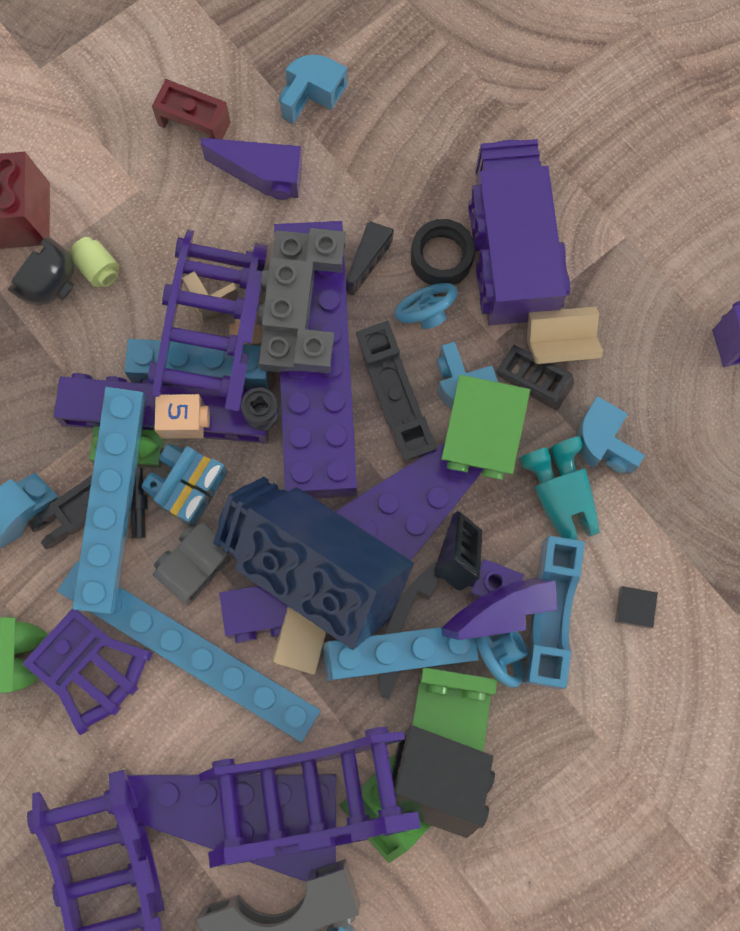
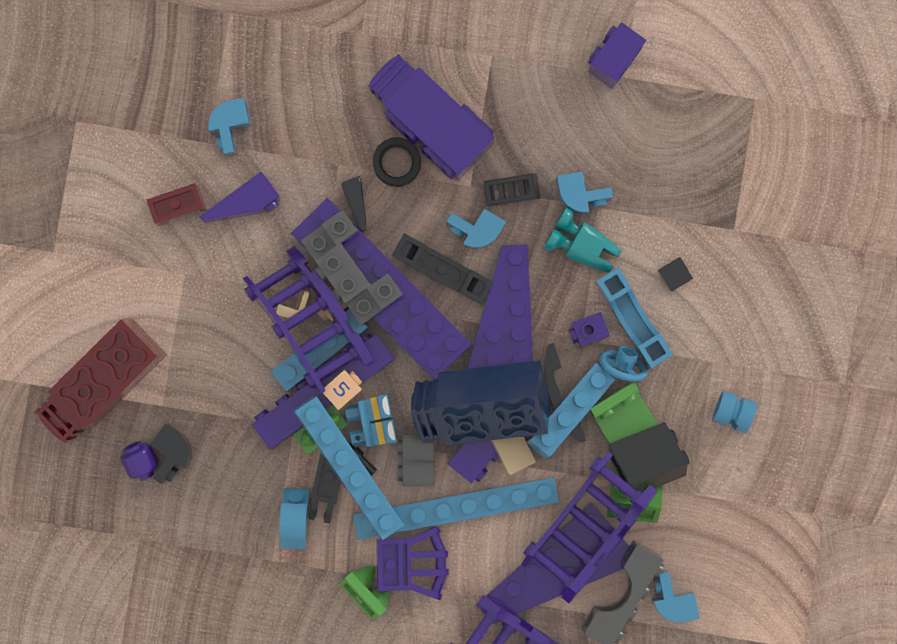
camera: 35 degrees left, 10 degrees up
(44, 275) = (185, 375): black cylinder -> none
(94, 262) = (204, 342): yellowish green brick -> none
(265, 414) = (384, 349): black wheel -> none
(428, 309) = (418, 204): dark azure piece -> none
(460, 557) = (557, 329): black slope -> none
(485, 426) = (511, 249): bright green panel -> none
(503, 609) = (606, 343): dark purple slope -> none
(564, 335) = (509, 153): tan panel -> none
(582, 817) = (734, 412): none -> dark azure wheel

